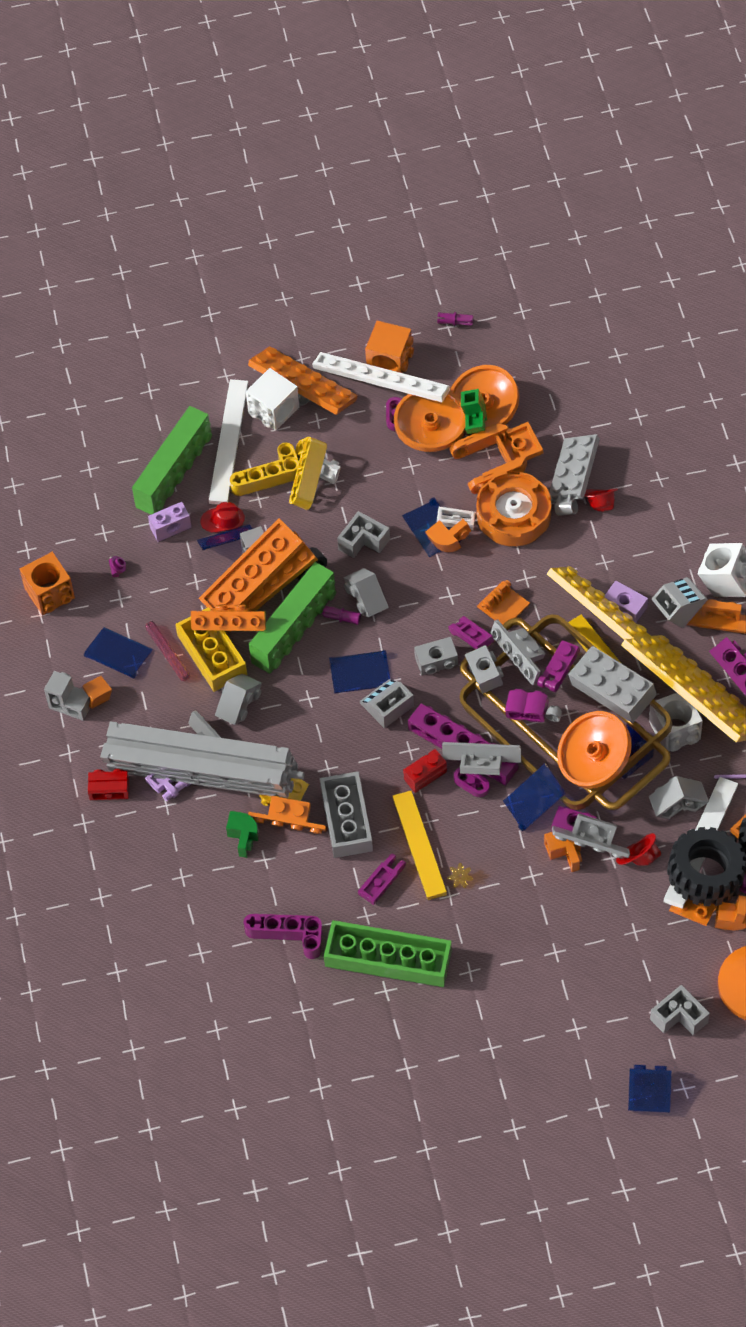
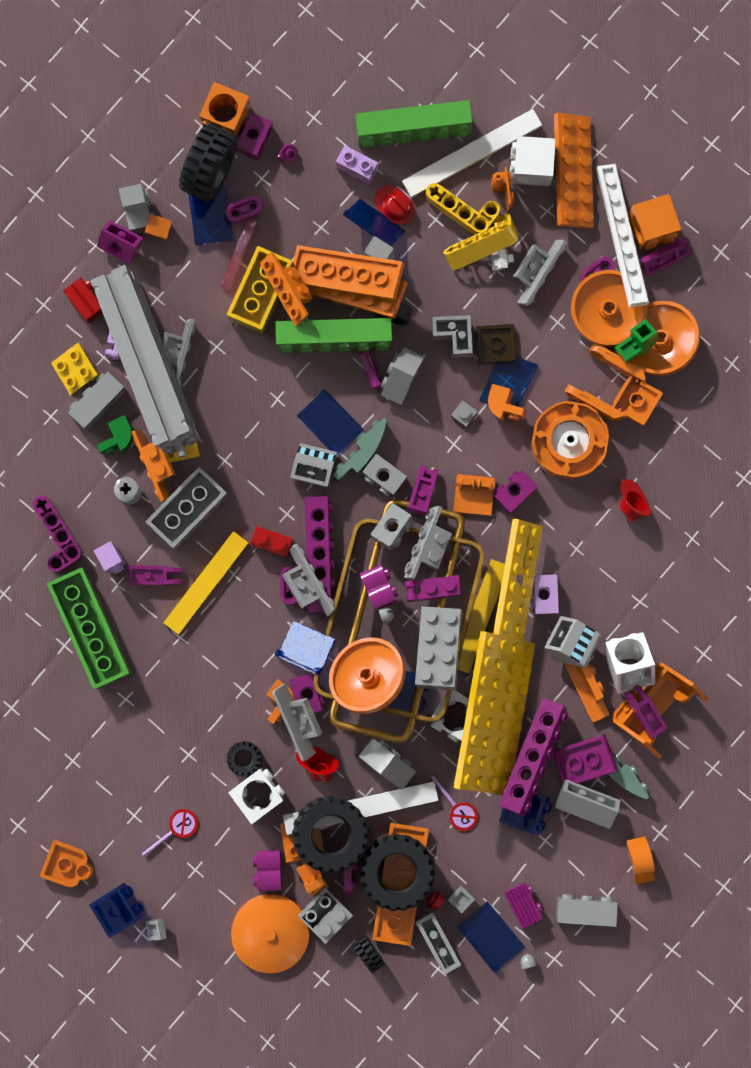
camera: 50 degrees right, 25 degrees up
(73, 725) = (119, 242): none -> magenta brick
(80, 613) = (208, 162): none -> black tyre
(86, 589) = (254, 147): none -> magenta brick
(135, 625) = (243, 208): none -> magenta plate
(158, 829) = (74, 368): none -> yellow hinge
(198, 829) = (96, 400): none -> light grey brick
(235, 698) = (231, 345): light grey brick -> none
(275, 429) = (501, 182): none -> orange hinge
(295, 847) = (123, 485): none -> light grey piece
(341, 897) = (110, 558): none -> lavender brick
(358, 451) = (535, 269): none -> light grey bracket
(396, 515) = (496, 344): none -> dark brown tile
(403, 656) = (368, 445): none -> sand green slope
(421, 358) = (666, 256): none -> magenta hinge
(431, 572) = (464, 413): none -> light grey plate
(450, 521) = (521, 397): white tile -> none
(455, 319) = (731, 253): magenta axle -> none
(460, 880) = (199, 634): clear yellow plant -> none
(526, 563) = (523, 483): none -> magenta brick
(573, 473) = (641, 464): light grey hinge -> none
(578, 1107) = (66, 865): none -> orange plate
(592, 918) = (232, 758): none -> black tyre
(612, 994) = (181, 823): none -> piece
(631, 926) = (240, 792): none -> white brick
(682, 1008) = (201, 888): light grey brick -> none
(689, 1069) = (156, 929): none -> light grey plate
(703, 947) = (268, 870): none -> magenta brick

